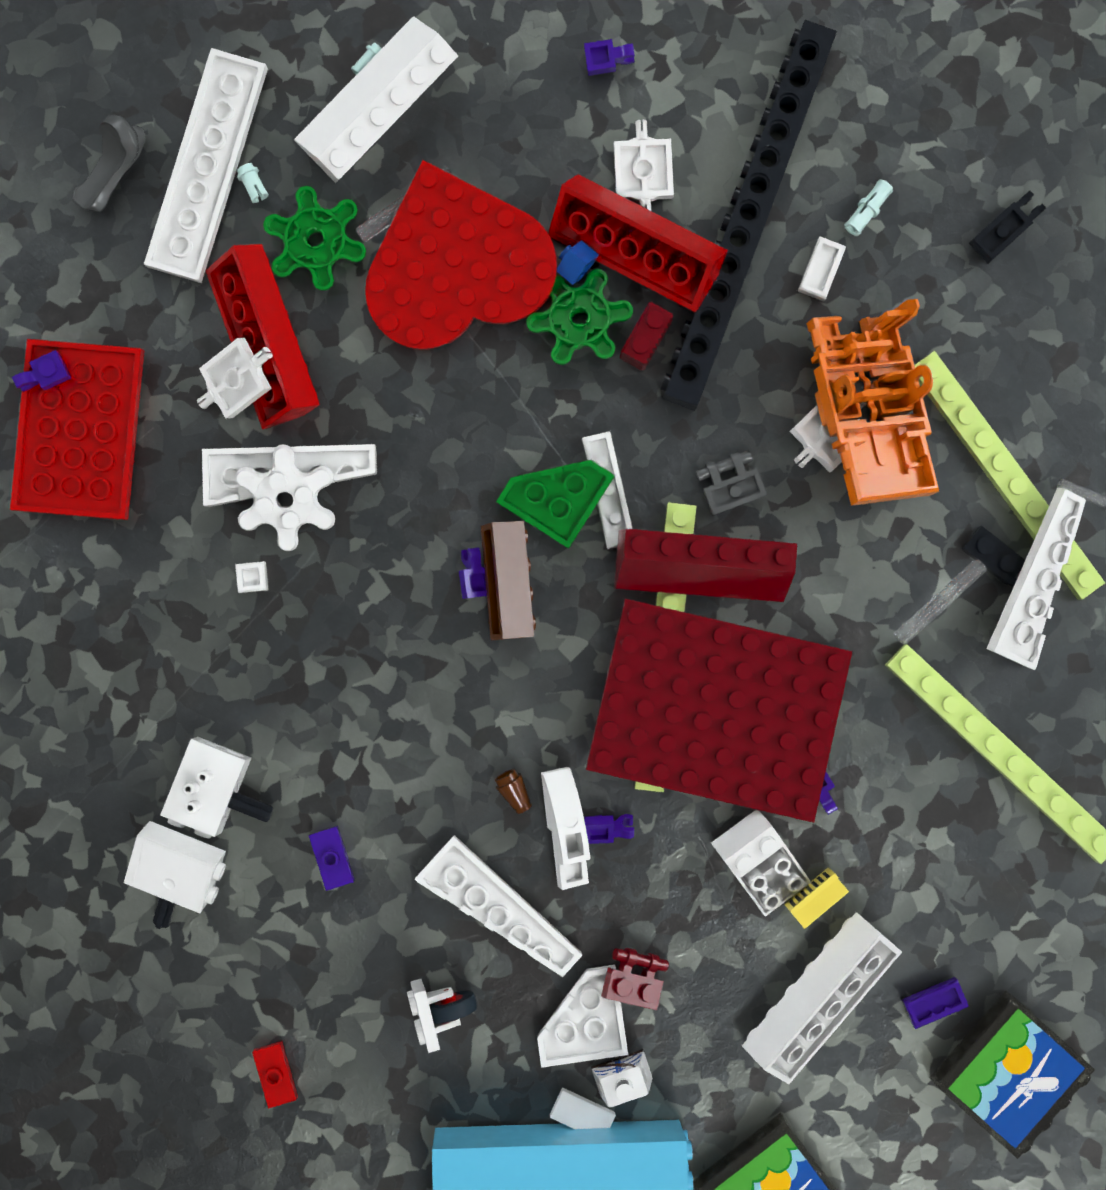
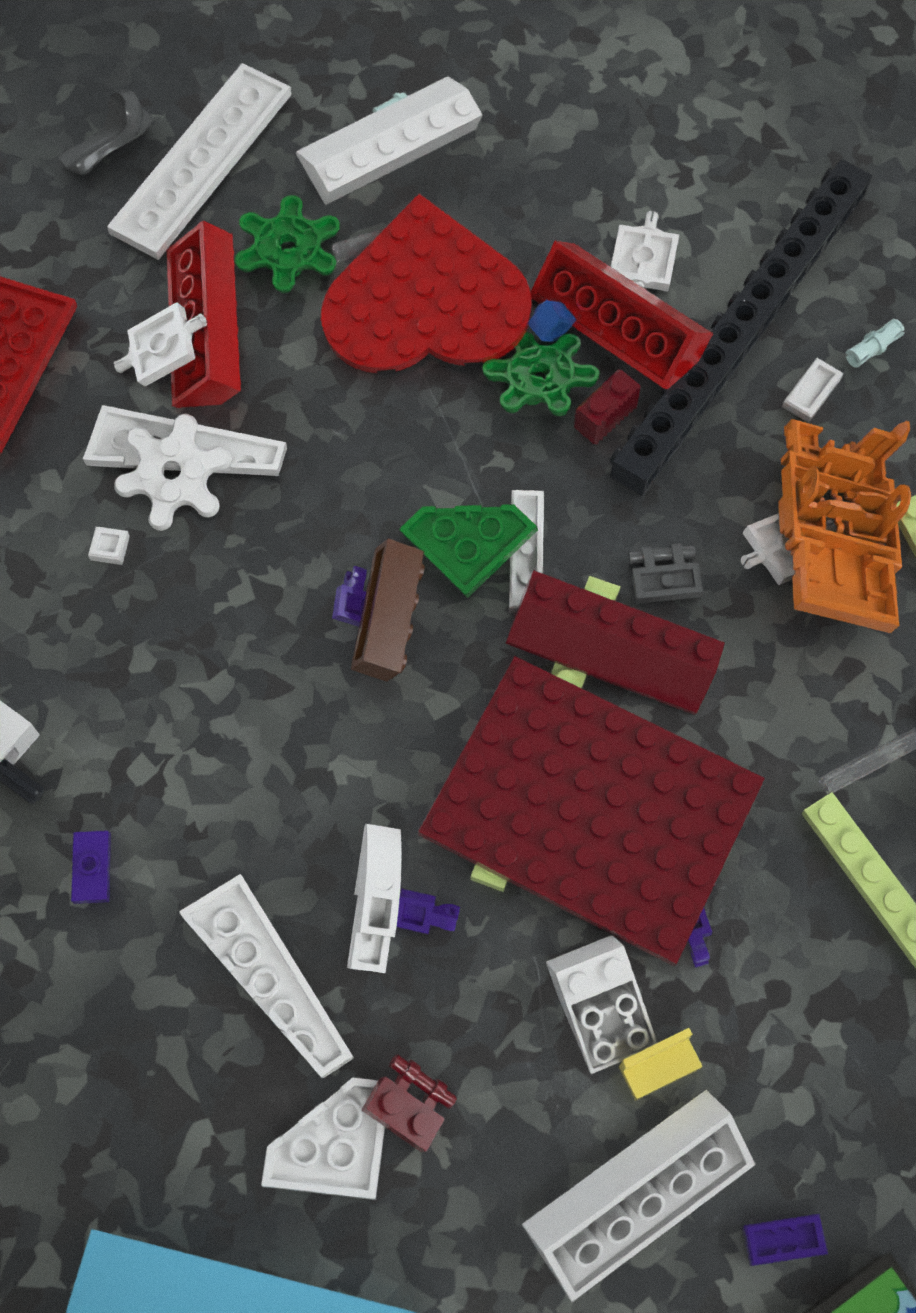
camera: 10 degrees right, 20 degrees down
(248, 175) = (240, 176): light aqua pin -> none
(438, 1011) = (159, 1069): white plate -> none
(512, 788) = (327, 841): reddish brown cone -> none
(580, 1112) = (293, 1259): white tile -> none
(602, 56) = (628, 152): dark purple plate -> none
(623, 1078) = (360, 1226): white torso -> none

